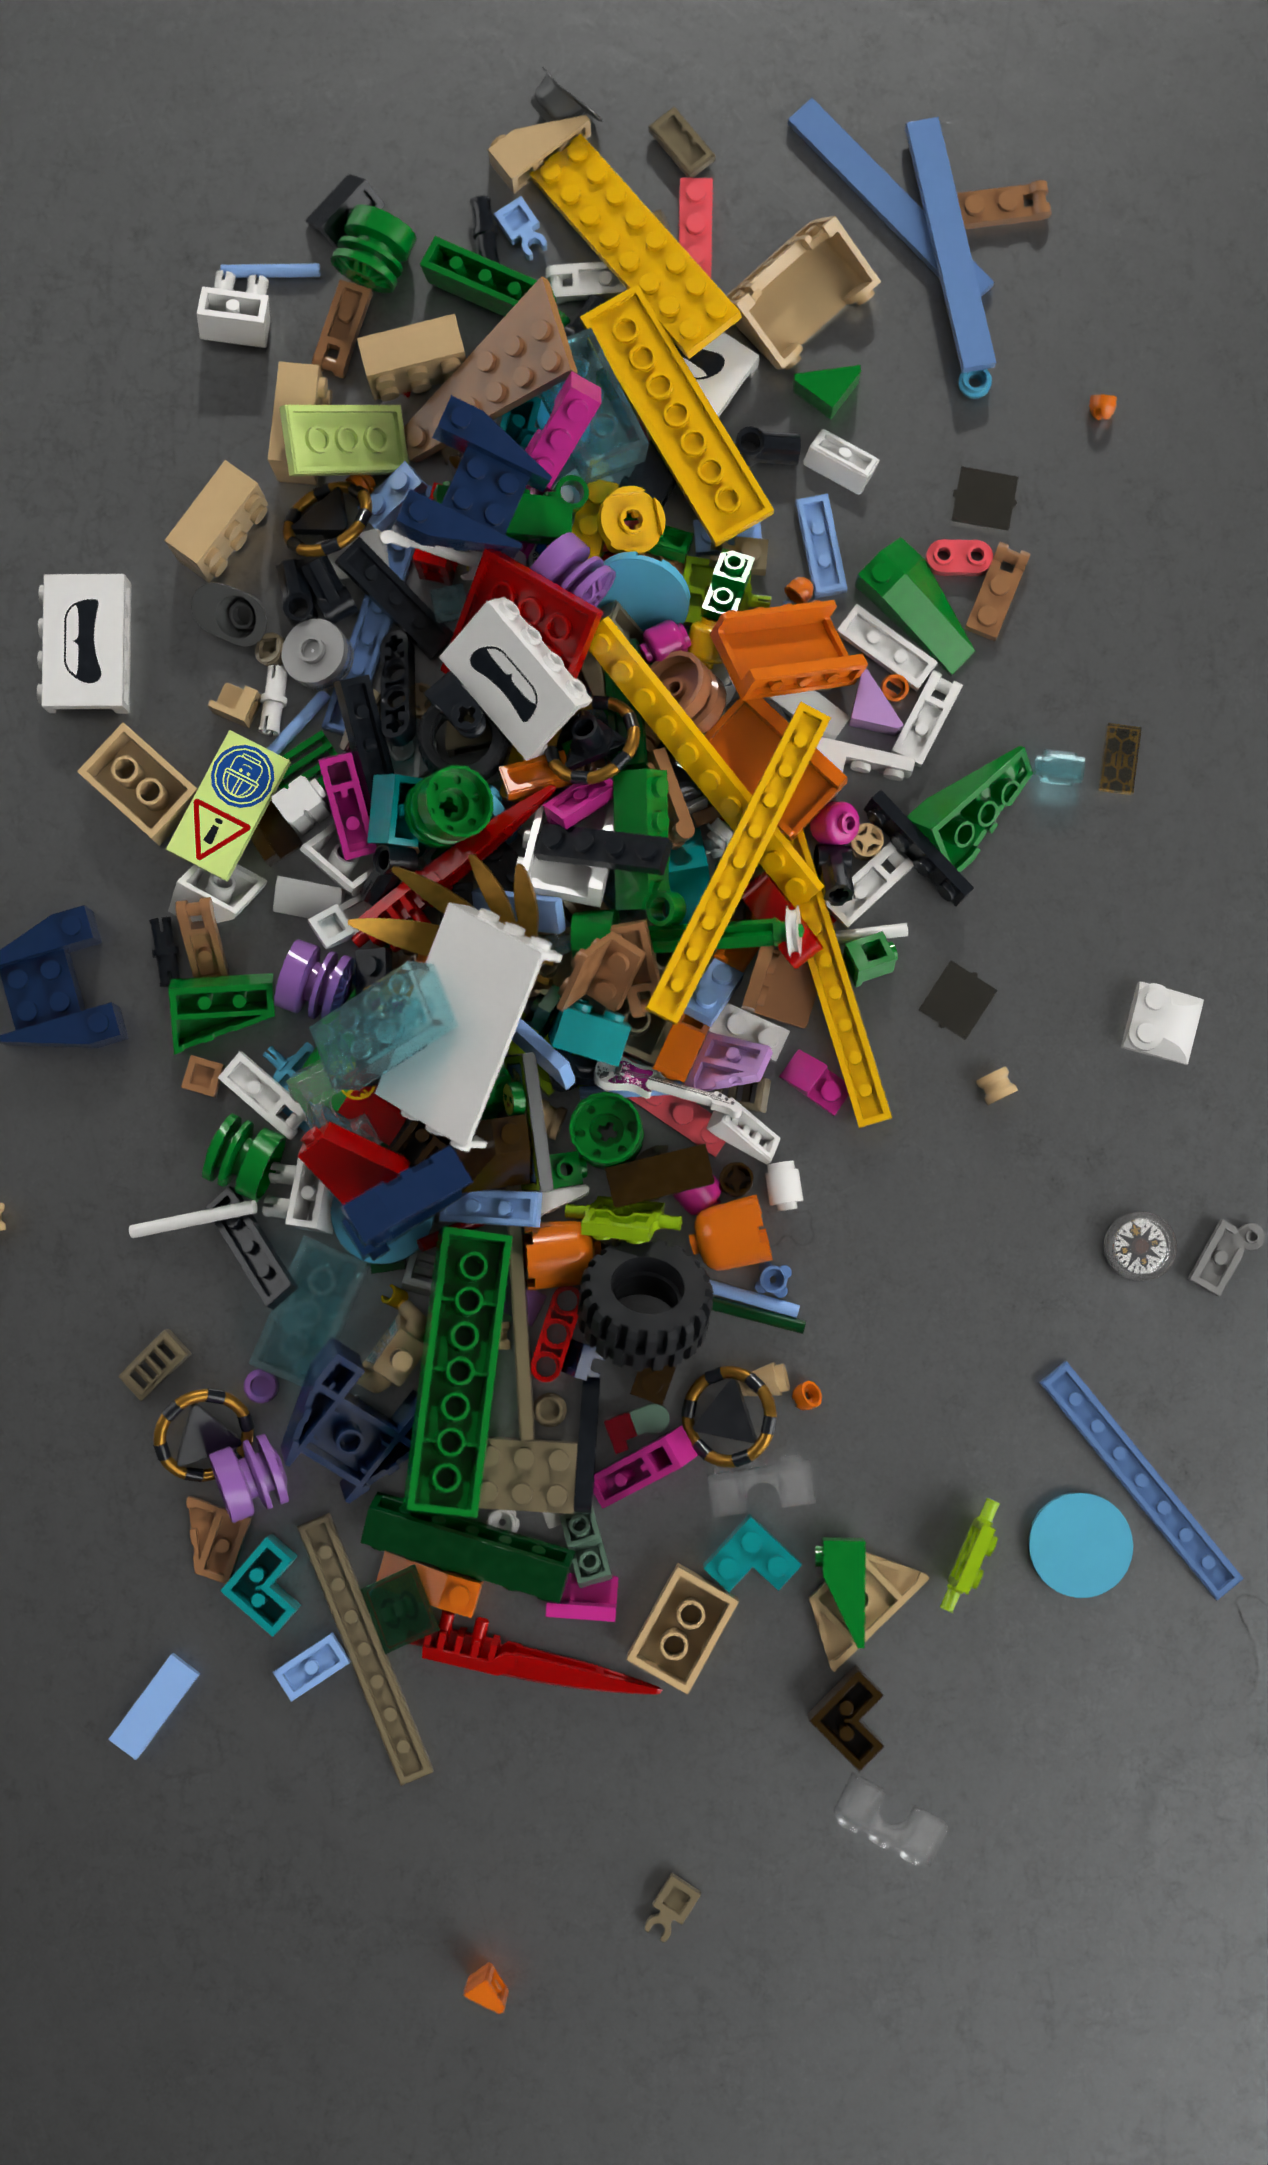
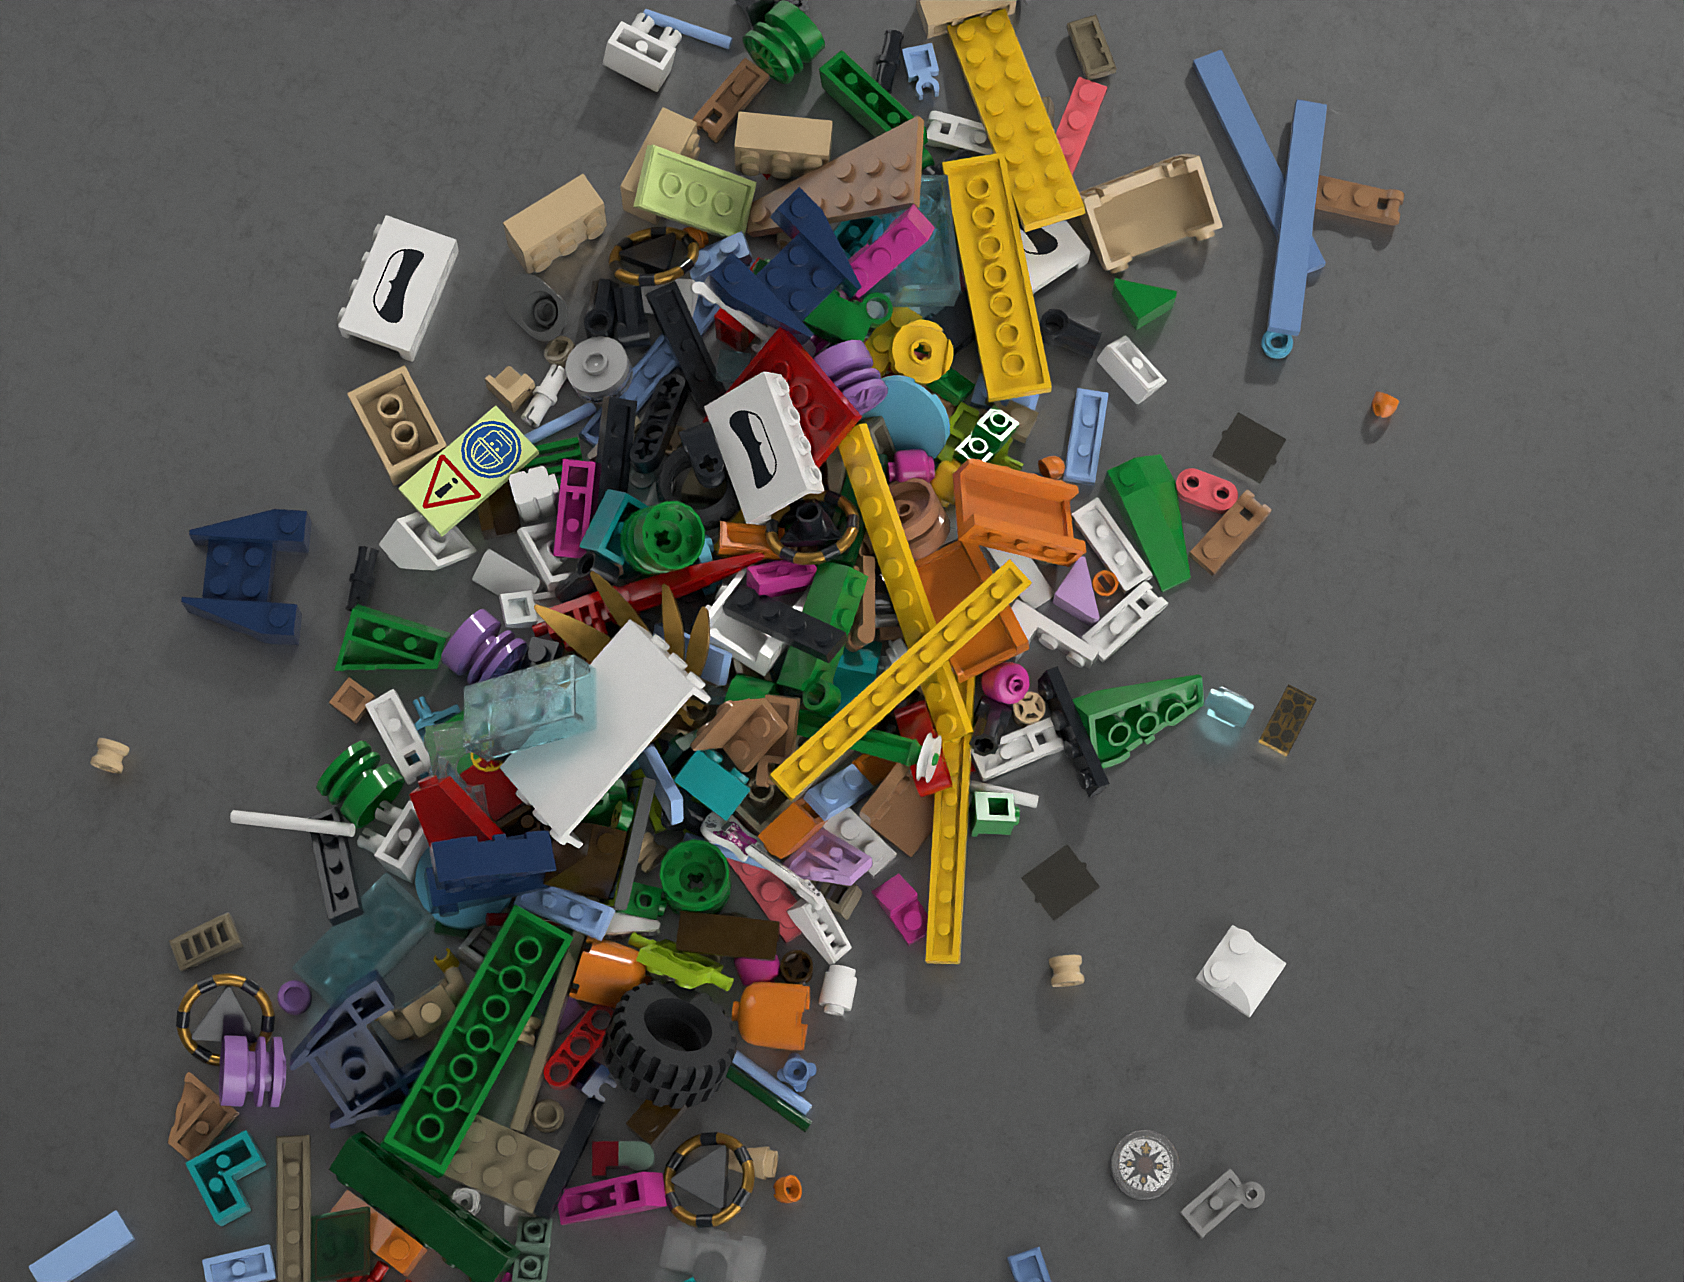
camera: 10 degrees right, 10 degrees down
(202, 938) = (399, 578): medium nougat plate -> none

